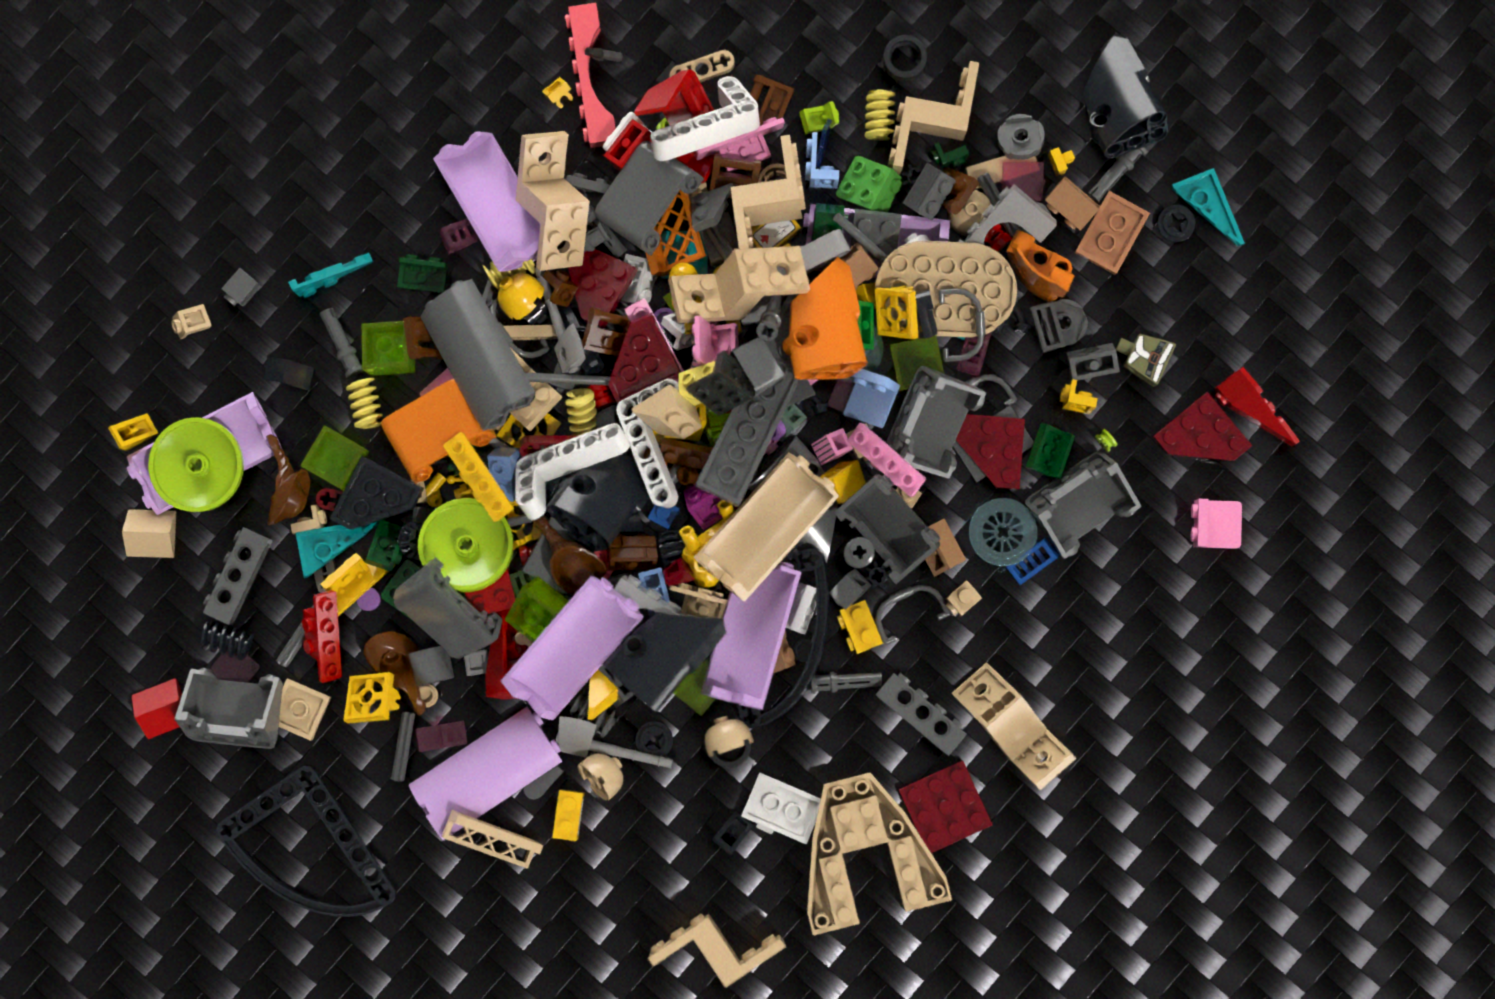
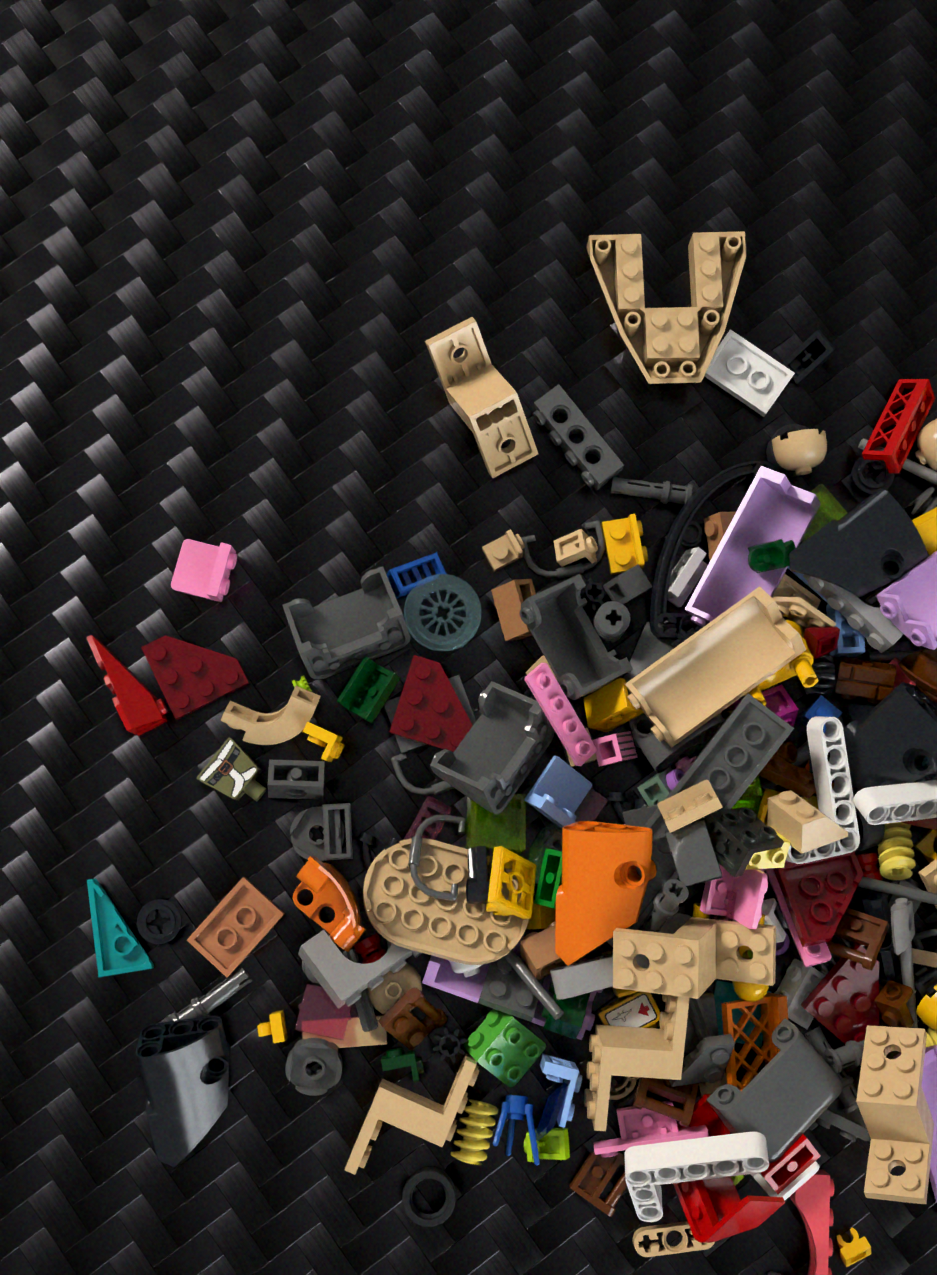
camera: 170 degrees left, 5 degrees down
(635, 787) = (907, 423): none -> red fence
(716, 949) = (849, 240): tan bracket -> none
(740, 632) = (770, 555): none -> dark green hips
(768, 402) = (689, 805): none -> tan bracket
(850, 139) = (514, 1109): none -> blue plant
(901, 614) = (574, 547): none -> tan bracket
(929, 191) = (439, 1022): dark grey brick -> none
(945, 806) = (571, 338): dark red plate -> none
(1072, 204) = (274, 971): medium nougat brick -> none
(1124, 401) = (276, 726): none -> tan arch

